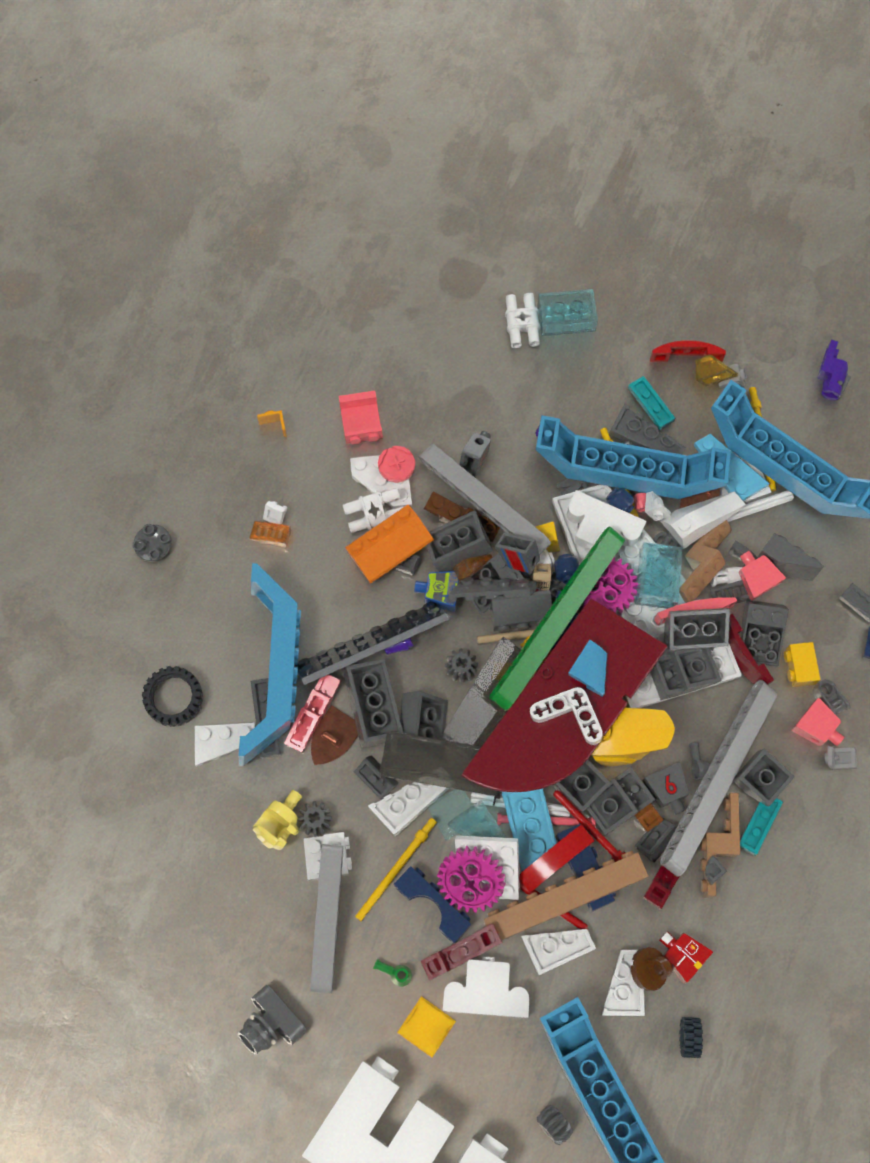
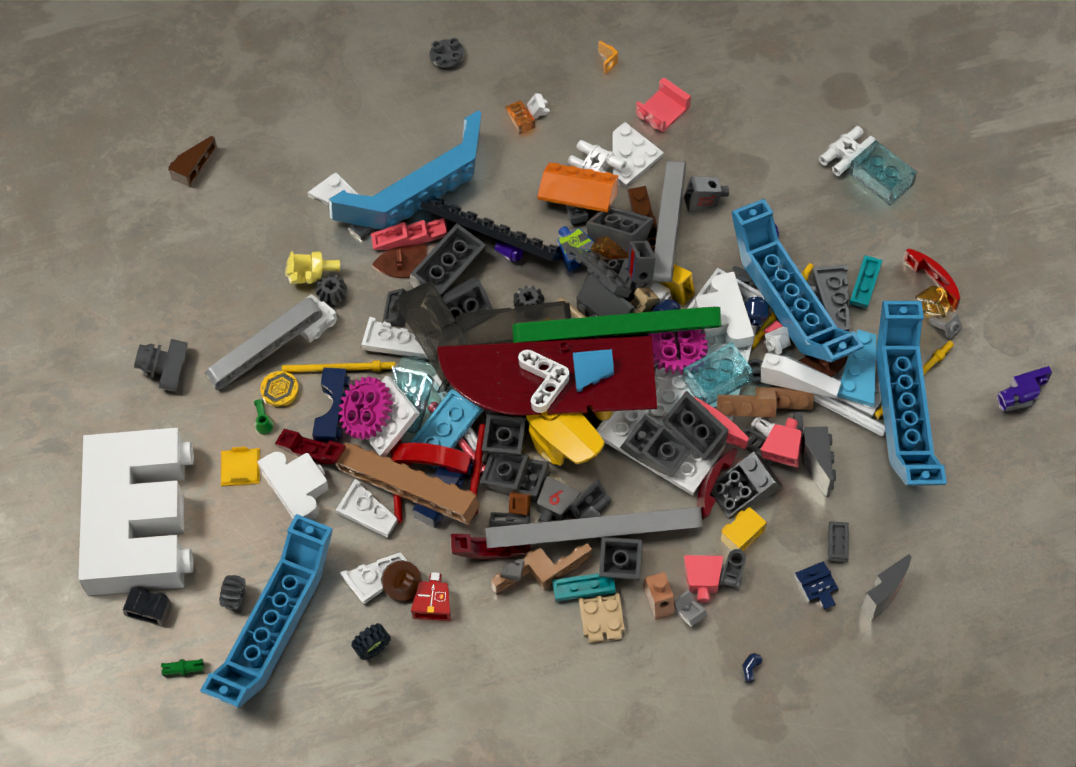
camera: 55 degrees right, 10 degrees down
(73, 847) = (191, 162): none -> reddish brown slope
(159, 677) = (345, 127): black tyre -> none
(376, 936) = (279, 389): none -> yellow tile
(396, 464) = (646, 150): coral tile -> none
(686, 760) = (587, 499): none -> dark grey slope
(796, 830) = (602, 618): none -> tan plate
(812, 770) = (657, 592): none -> nougat torso

